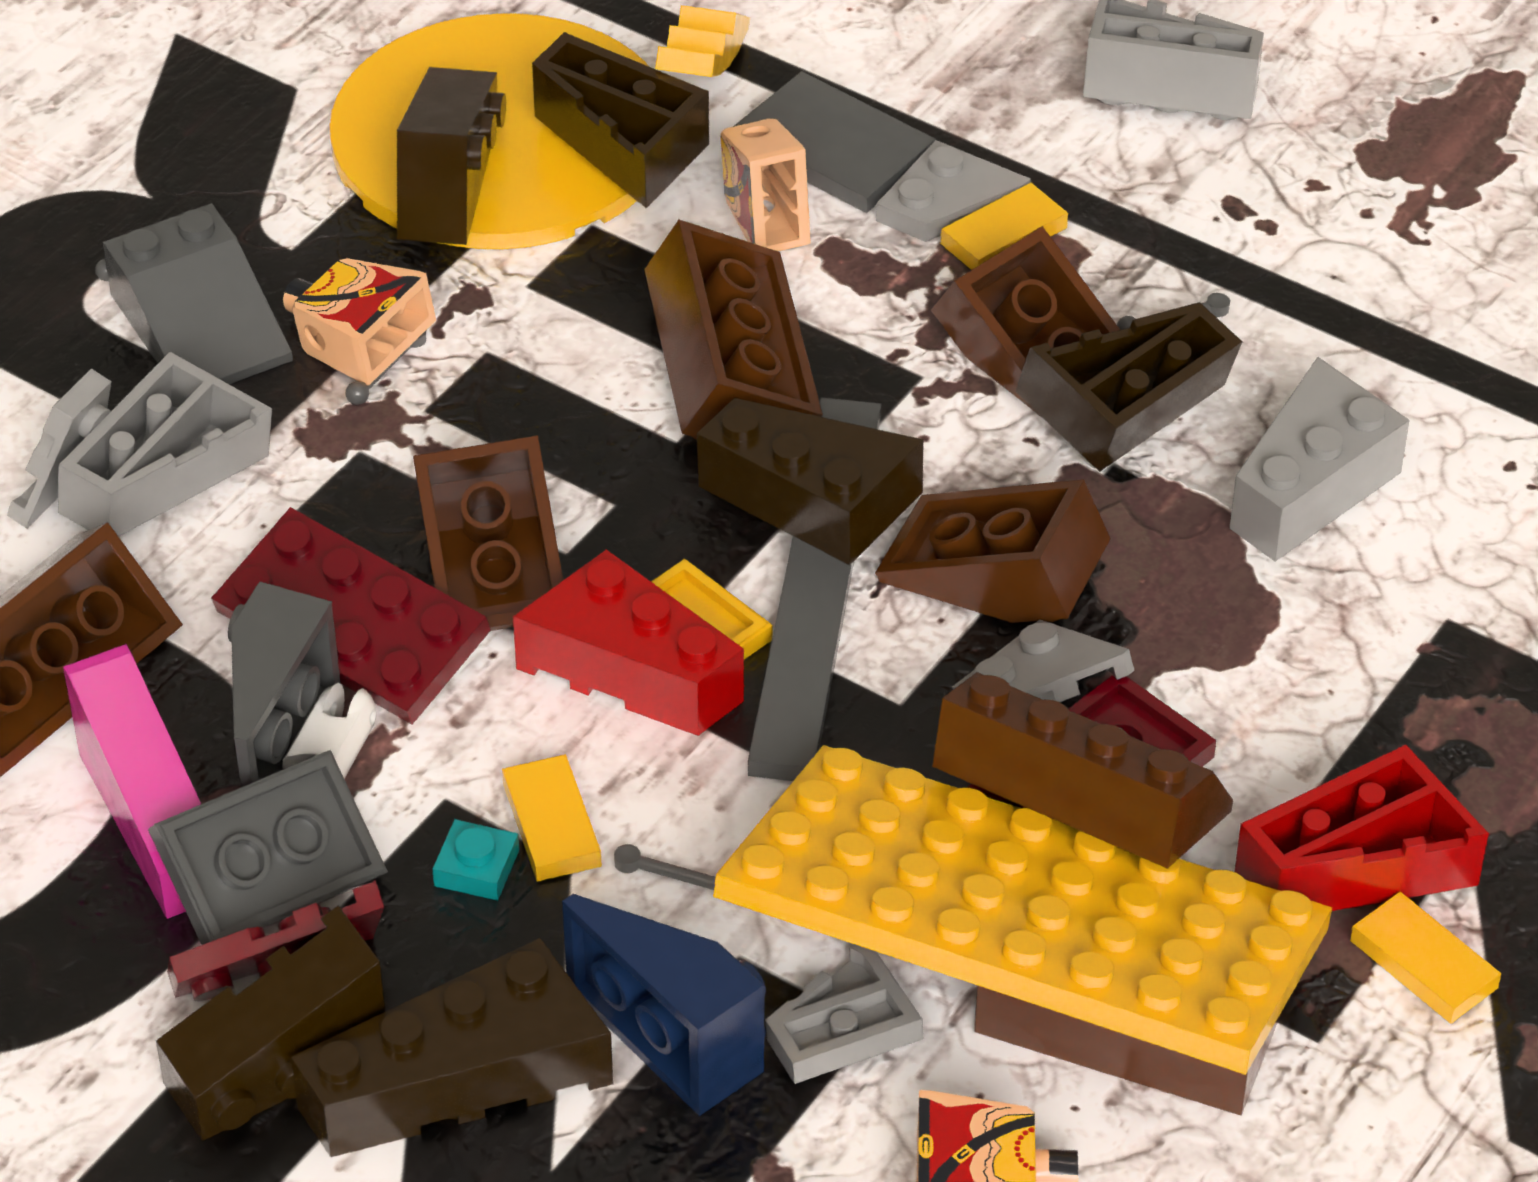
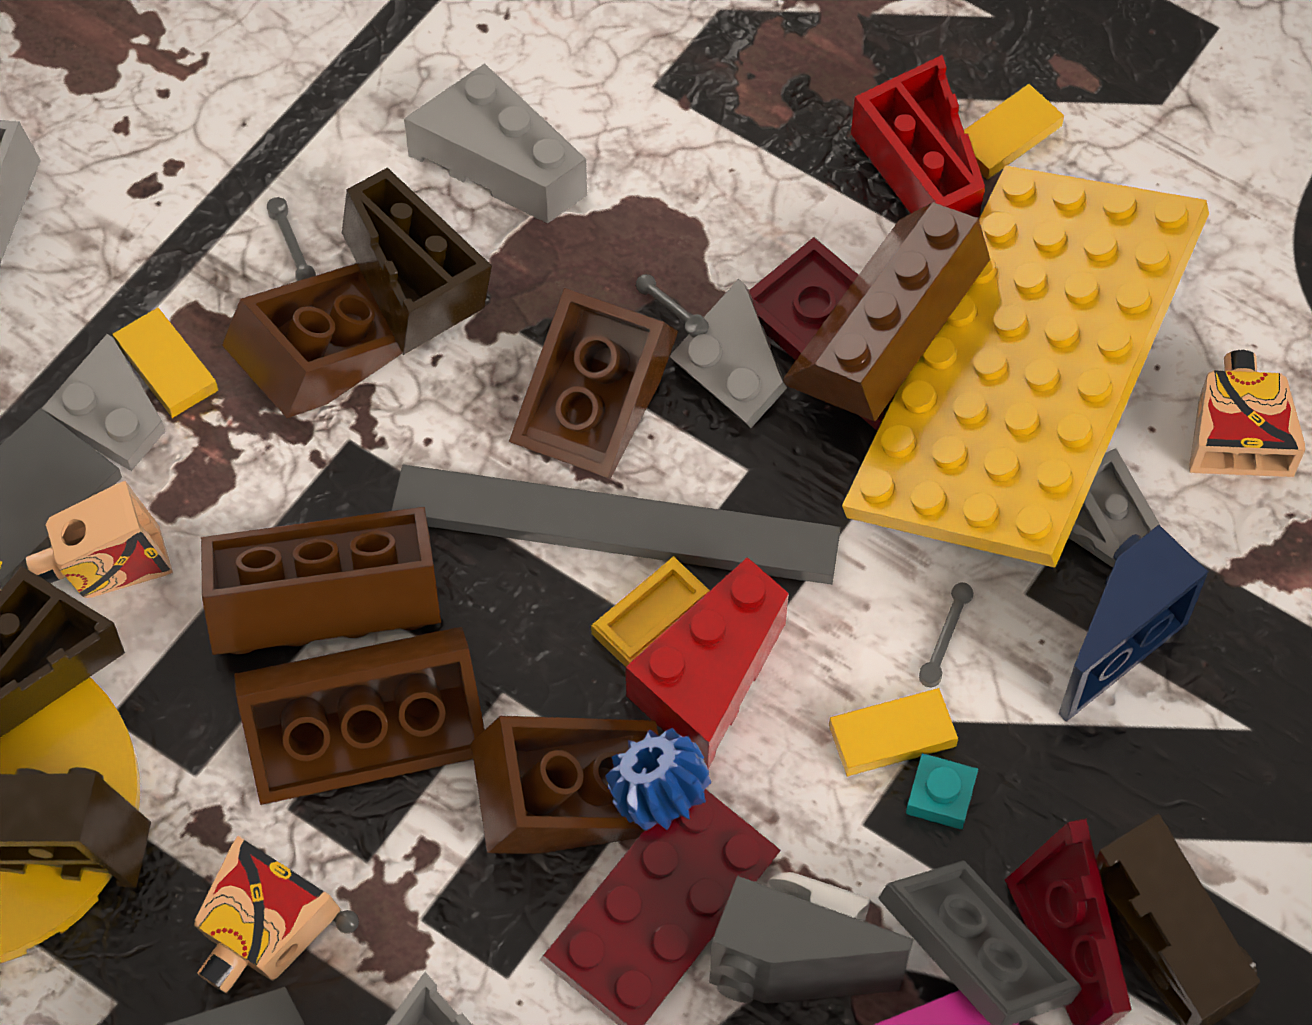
camera: 90 degrees left, 15 degrees up
(453, 1052) = (1159, 759): dark brown wedge -> none
(468, 572) = (658, 779): none -> blue gear
(579, 378) = (359, 715): none -> reddish brown slope
(810, 474) = (525, 508): dark brown wedge -> none
(1143, 606) = (694, 324): none -> dark grey hinge

